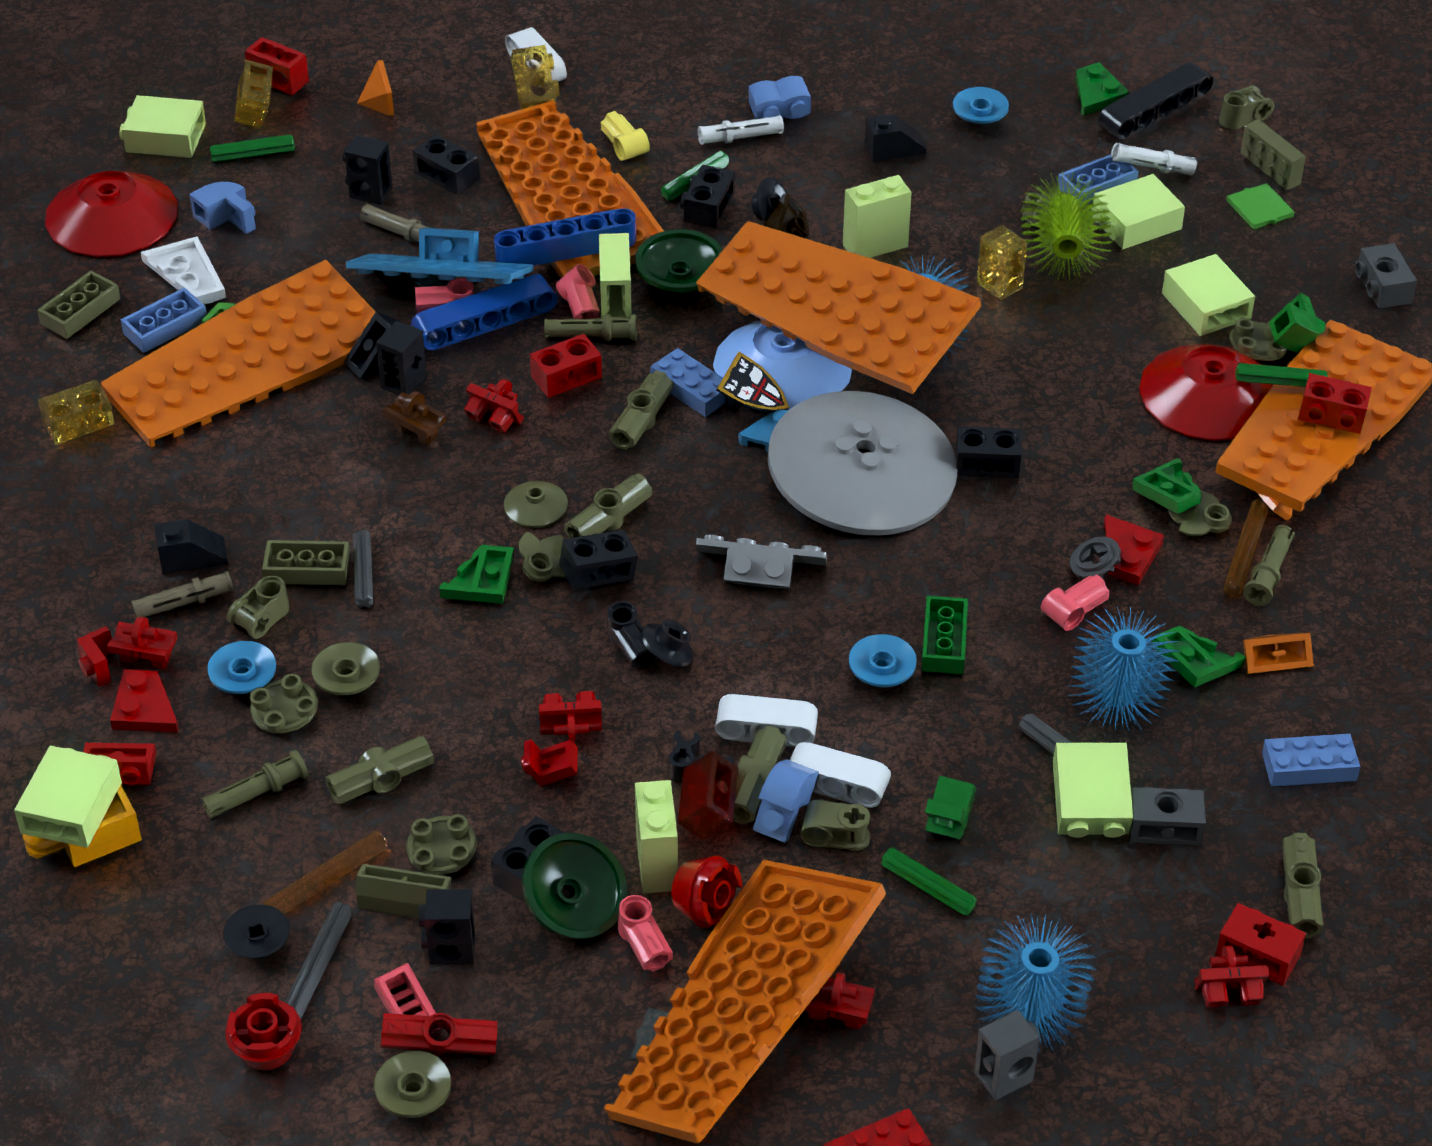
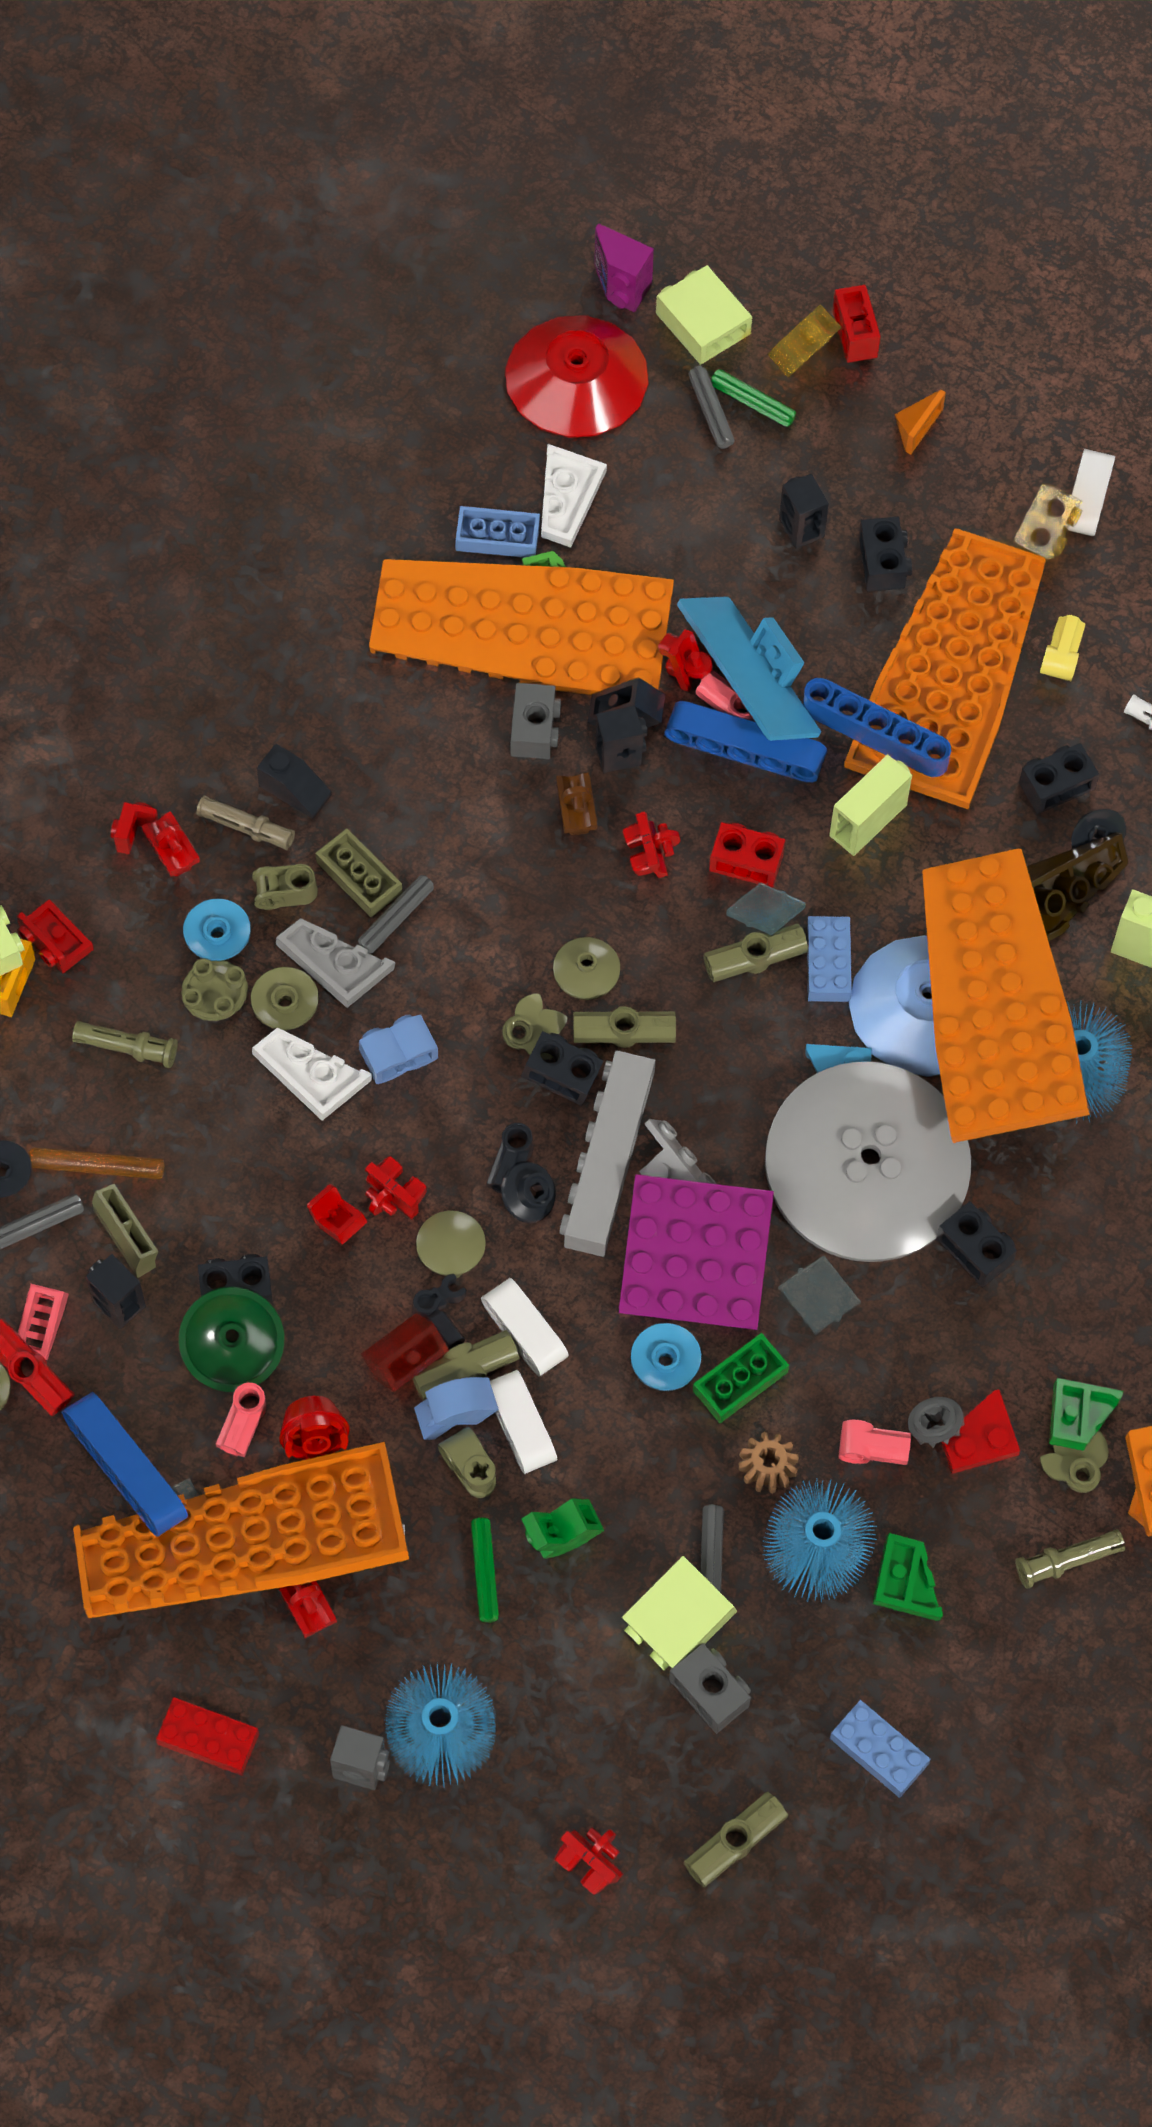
camera: 45 degrees right, 20 degrees up
(75, 130) = (623, 267): none -> magenta slope
(76, 411) = (344, 565): clear yellow brick -> none
(78, 304) = (451, 459): olive piece -> none
(142, 704) = (127, 895): red wing -> none
(223, 203) = (661, 441): medium blue brick -> none
(230, 169) = (711, 407): none -> dark grey axle
(324, 397) = (531, 703): none -> dark grey brick
(364, 625) = (334, 964): none -> light grey wing
(379, 770) = (217, 1110): olive piece -> none
(392, 222) = (781, 601): dark tan pin -> none
(394, 291) = (685, 658): none -> red hips
(421, 700) = (312, 1076): none -> white wing
(441, 844) = (194, 1213): olive dish -> none
(466, 636) = (398, 1048): none -> medium blue brick
(482, 577) = (470, 1003): green wing -> none
(578, 292) = (837, 781): coral piece -> none
(595, 1028) = (125, 1464): none -> blue beam
(604, 327) = (822, 843): olive pin -> none
(617, 381) = (766, 909): none -> clear light blue piece
(649, 718) = (450, 1243): none -> olive dish
(656, 835) = (322, 1353): yellowish green brick -> none
(676, 259) = (951, 814): dark green dish -> none
(681, 183) = (1091, 742): green axle -> none
(693, 584) = (609, 1153): none -> light grey brick
(751, 386) = (854, 1012): shield -> none
(825, 586) = (696, 1252): none -> magenta plate
(927, 558) = (819, 1295): none -> clear light blue piece
(1026, 663) = (780, 1469): none -> medium nougat gear
(1246, 548) = (1071, 1524): clear orange axle -> none
(1263, 941) = (648, 1874): red brick -> none
(1278, 652) = (974, 1634): orange slope -> none

